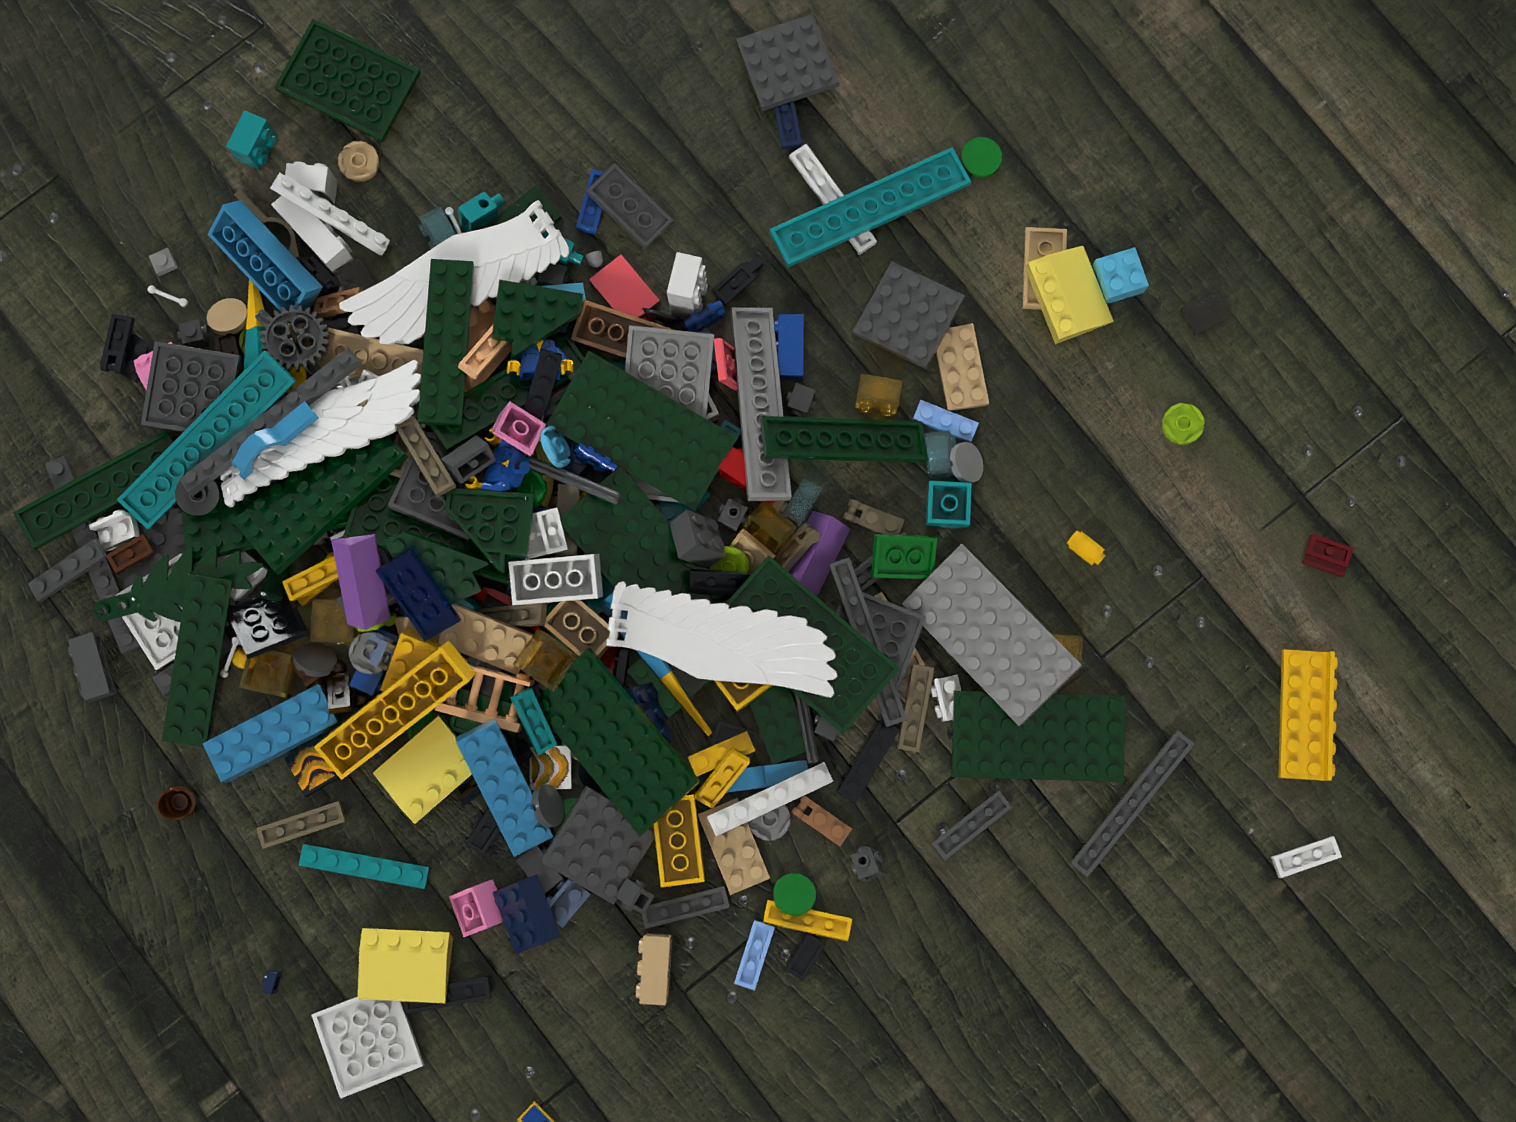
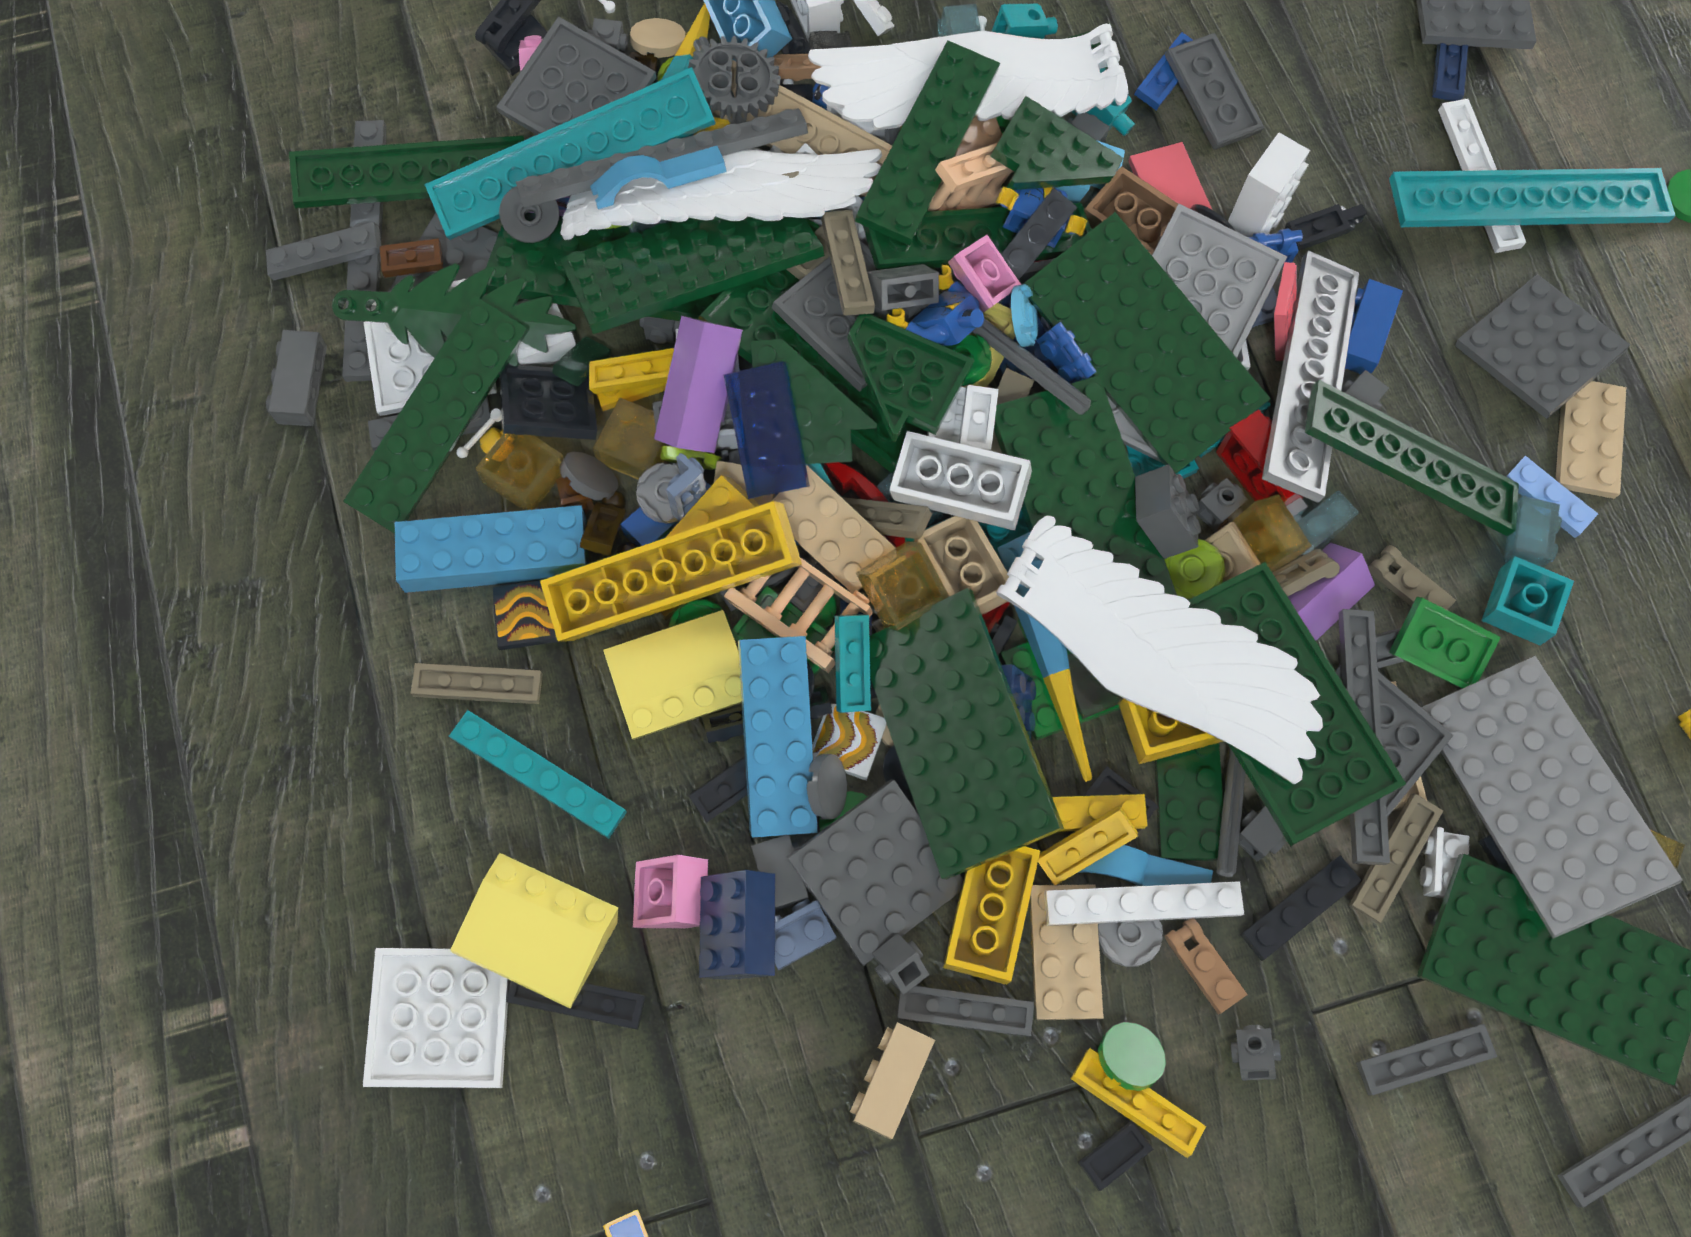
camera: 15 degrees right, 10 degrees down
(116, 529) = (407, 221): white bracket -> none
(175, 803) = (323, 587): reddish brown hair -> none
(271, 981) = (342, 879): dark blue plate -> none
(594, 259) = (1146, 135): light grey hinge -> none
(716, 581) = (1173, 574): black plate -> none
(754, 955) = (1041, 1122): light blue plate -> none
(878, 394) = (1474, 423): clear yellow brick -> none
(966, 462) = (1570, 554): light grey tile -> none

